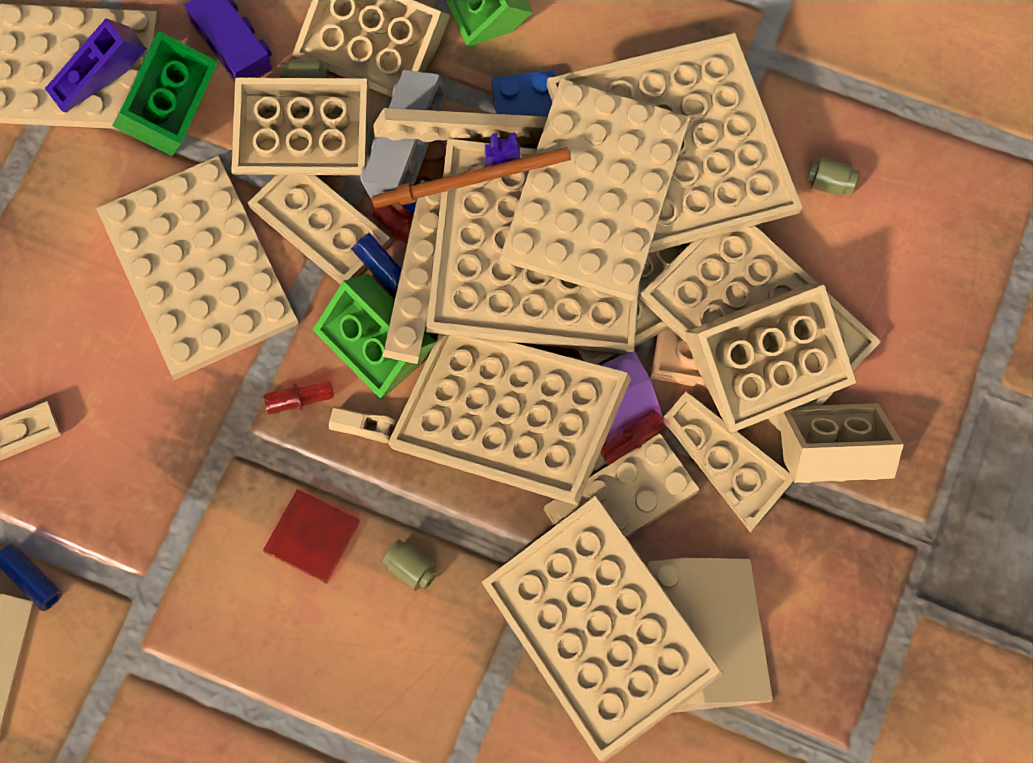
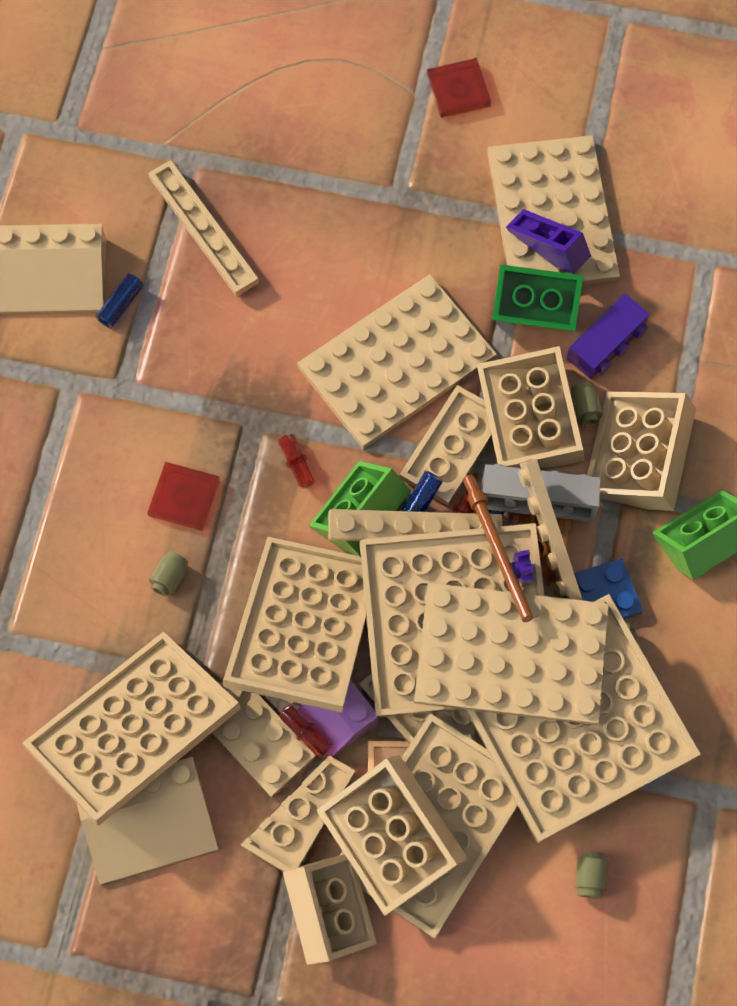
camera: 80 degrees right, 0 degrees up
(356, 423) = (282, 511): tan bar -> none

